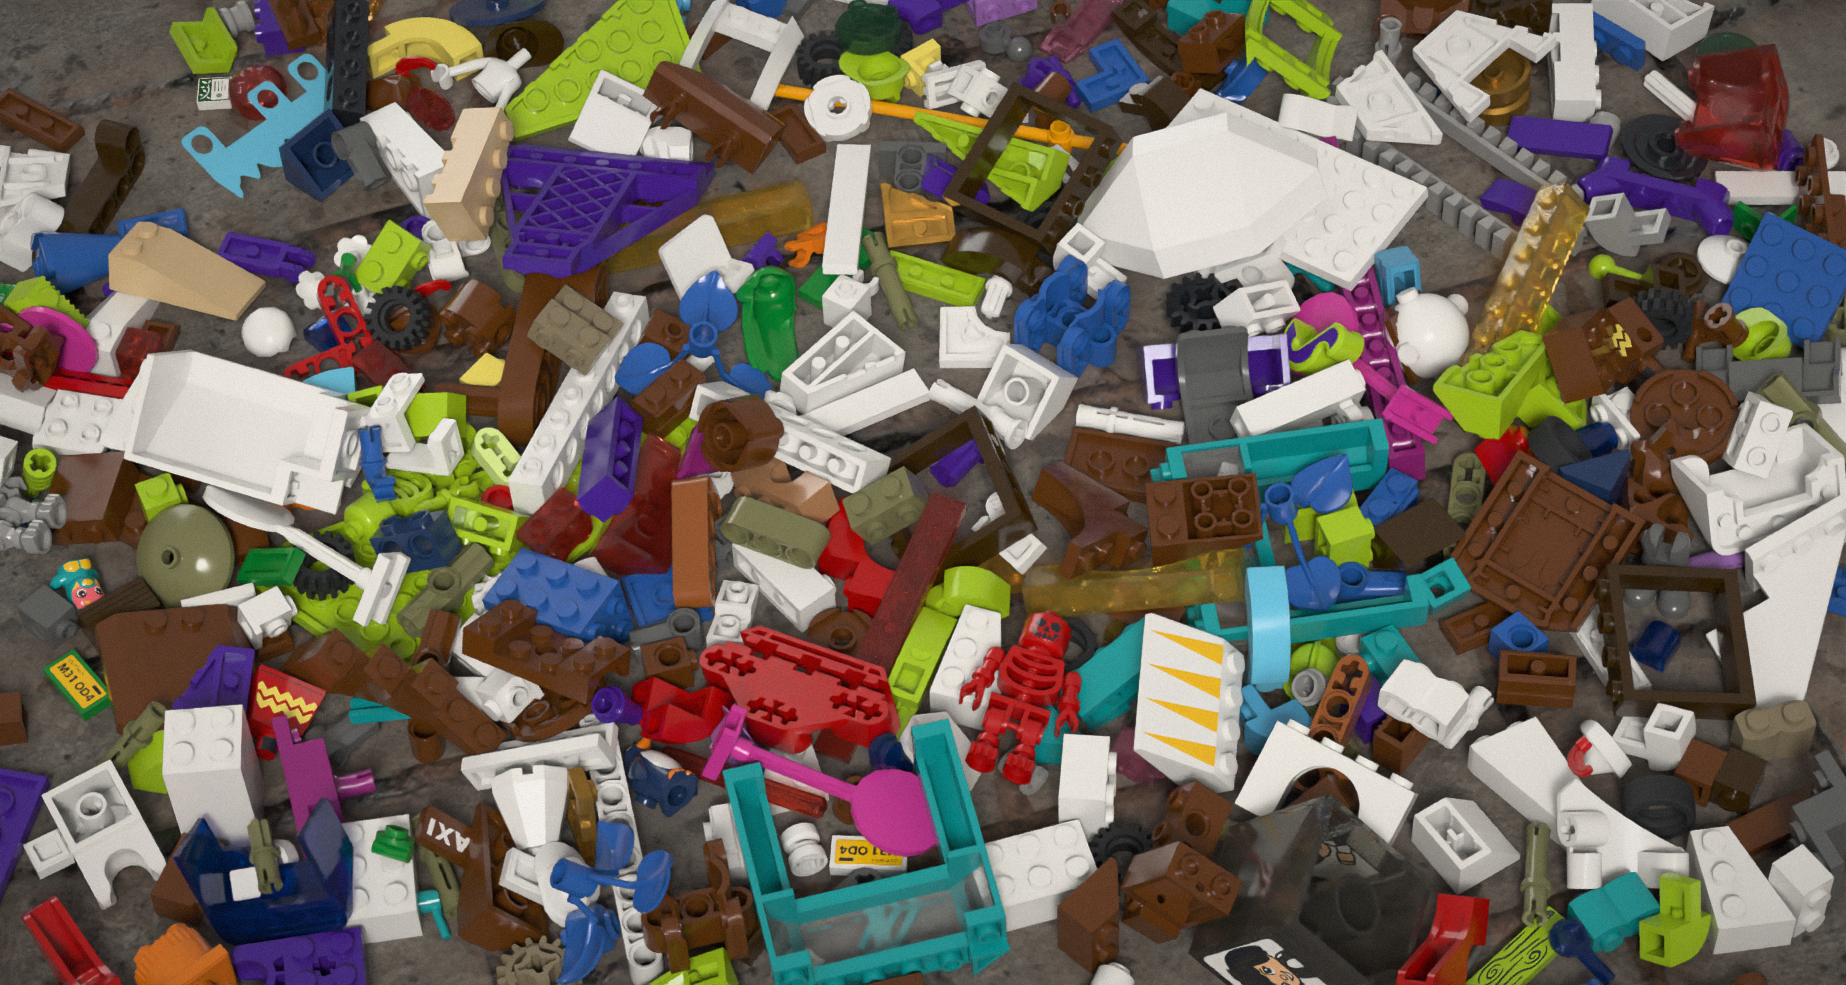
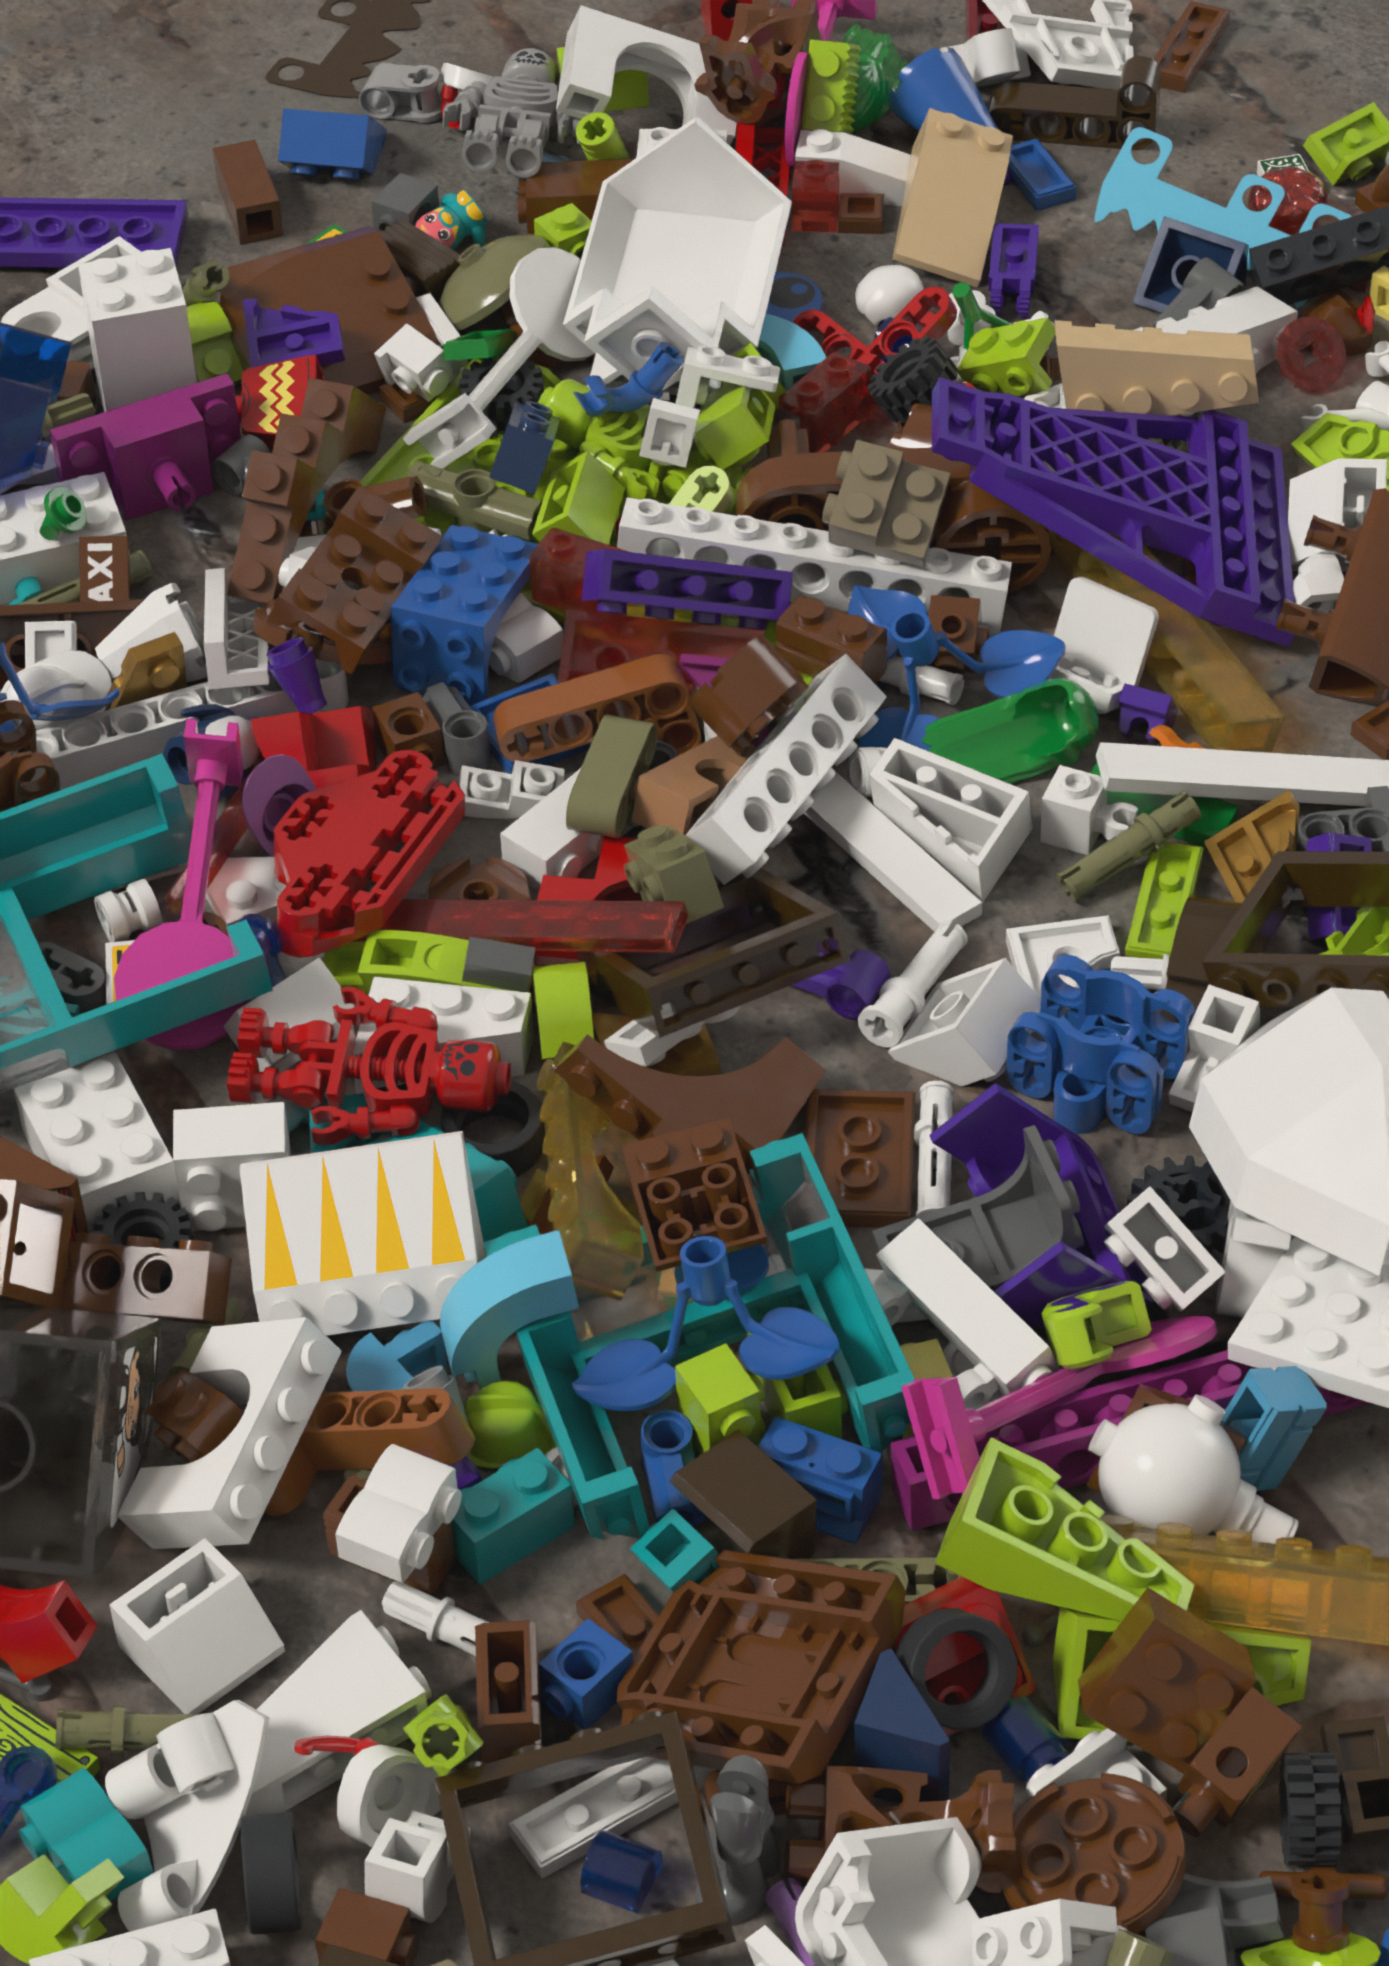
camera: 80 degrees right, 5 degrees down
(938, 616) = (498, 964): none -> dark grey piece
(1585, 699) = (443, 1736): none -> lime piece

